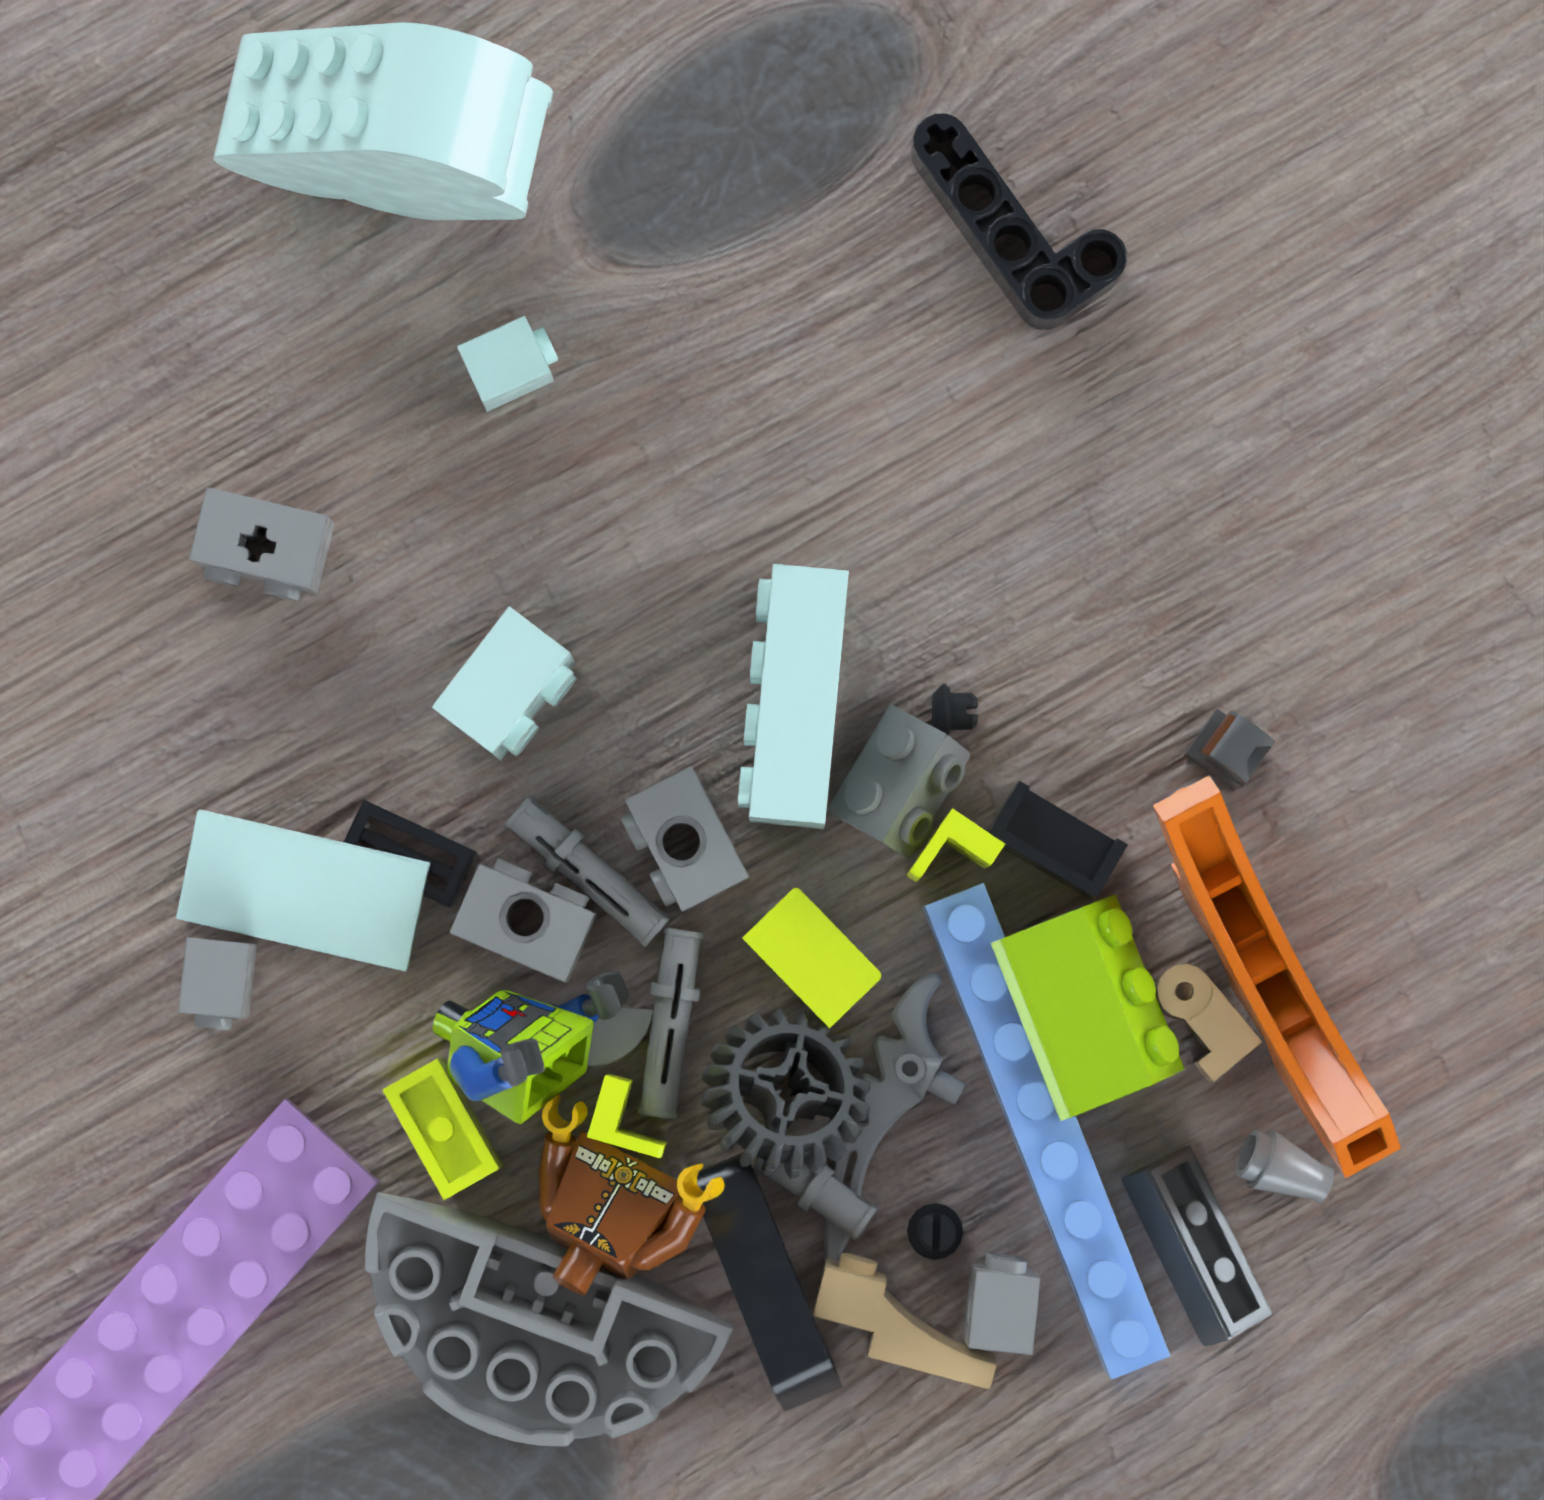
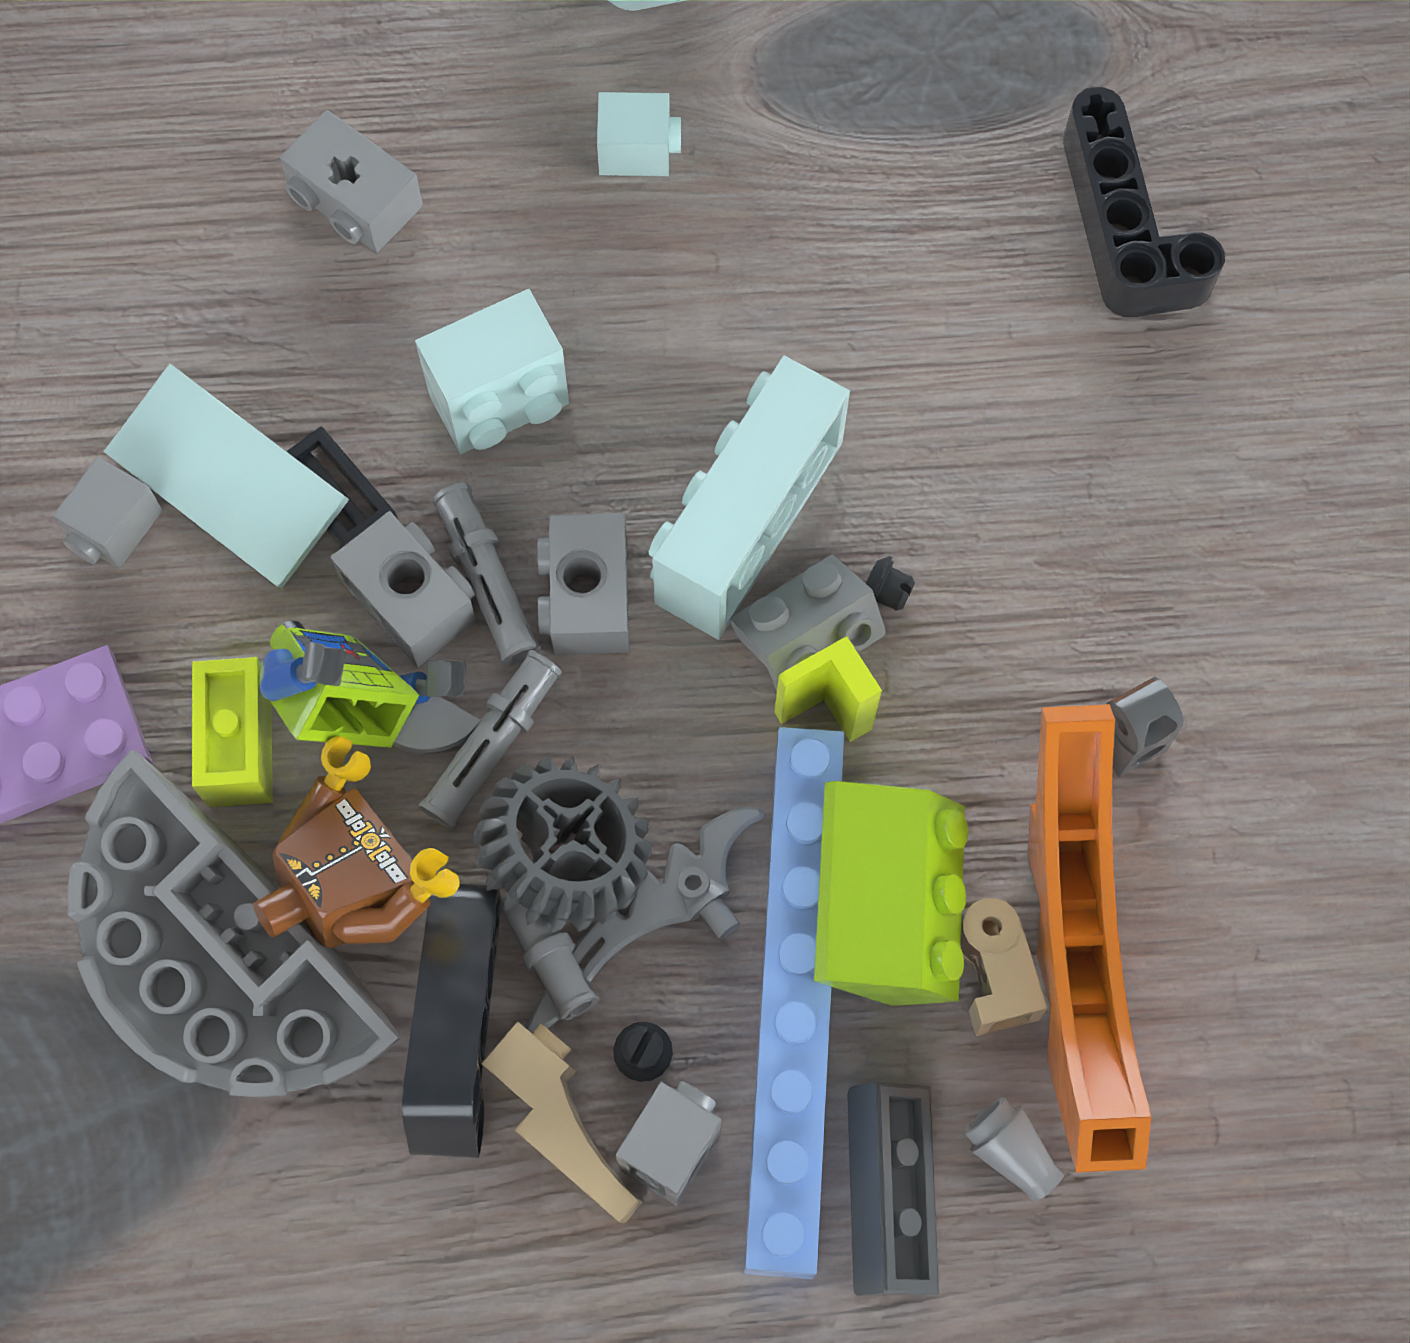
camera: 25 degrees right, 15 degrees down
(609, 1116) = (391, 782): neon yellow panel -> none
(812, 957) = (649, 734): neon yellow panel -> none
(1056, 842) = (927, 737): black panel -> none

